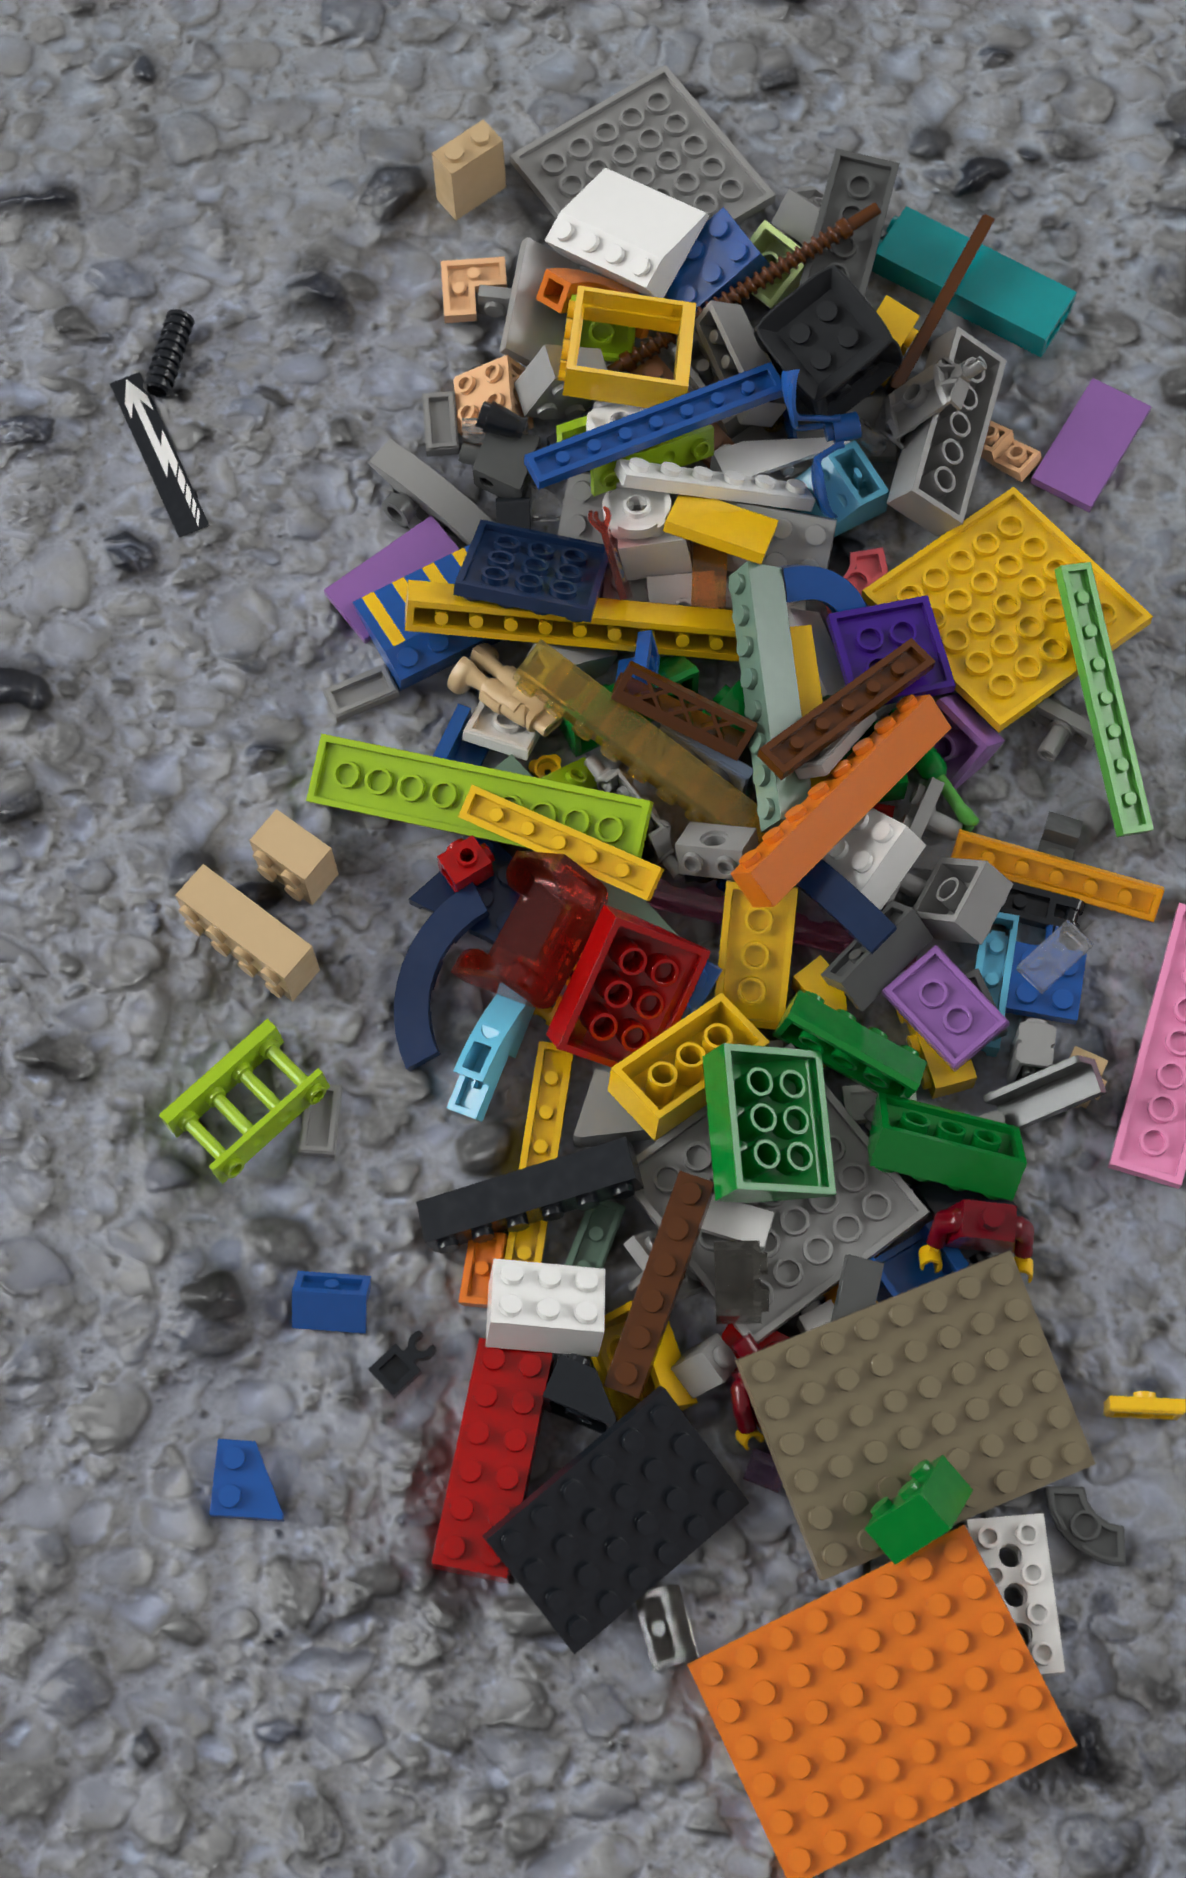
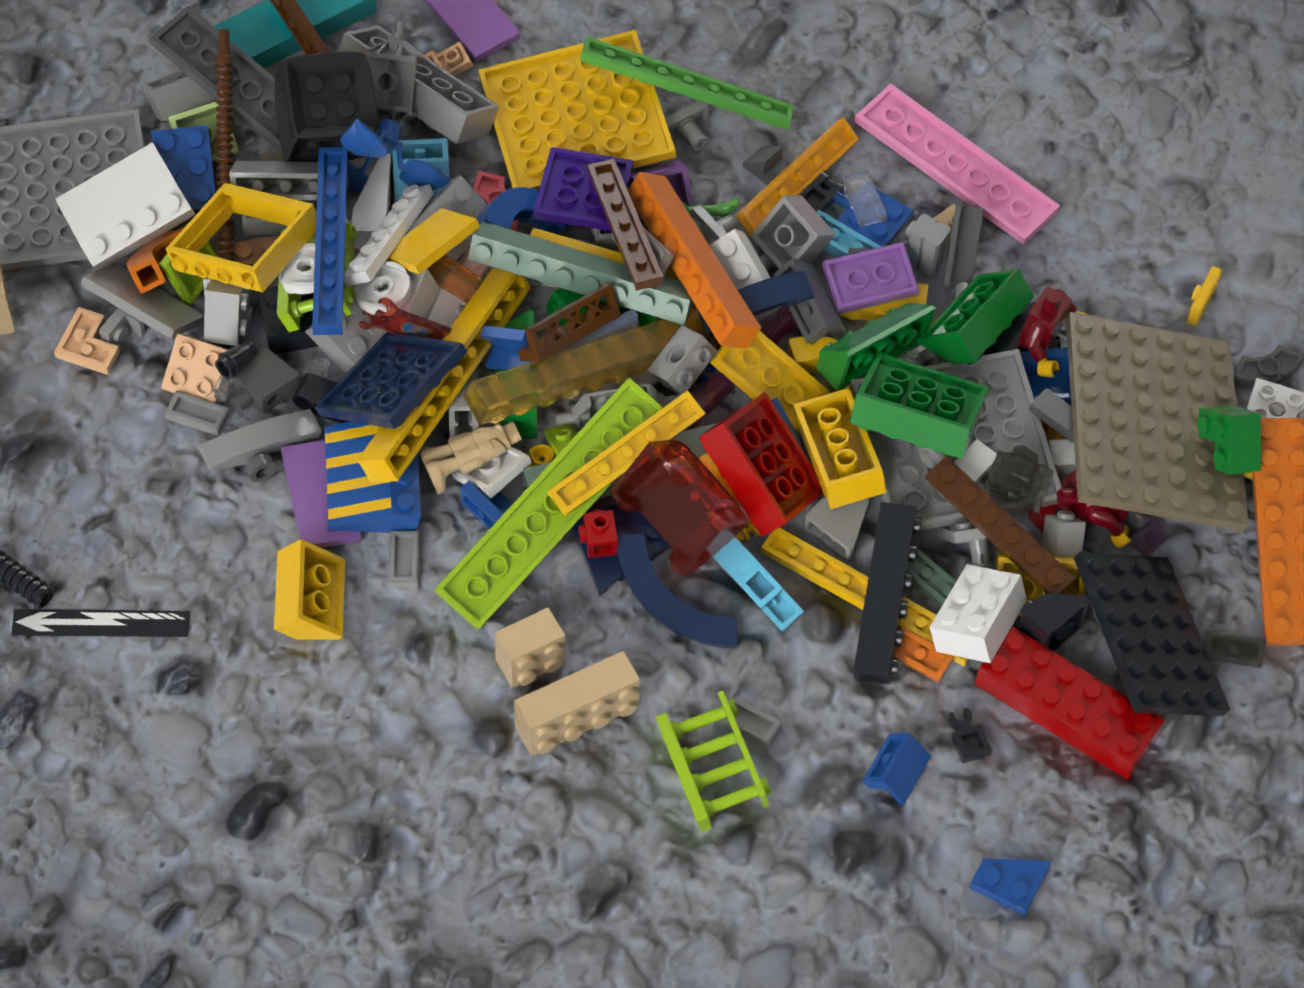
camera: 70 degrees left, 10 degrees down
(273, 622) = (309, 592): none -> yellow slope

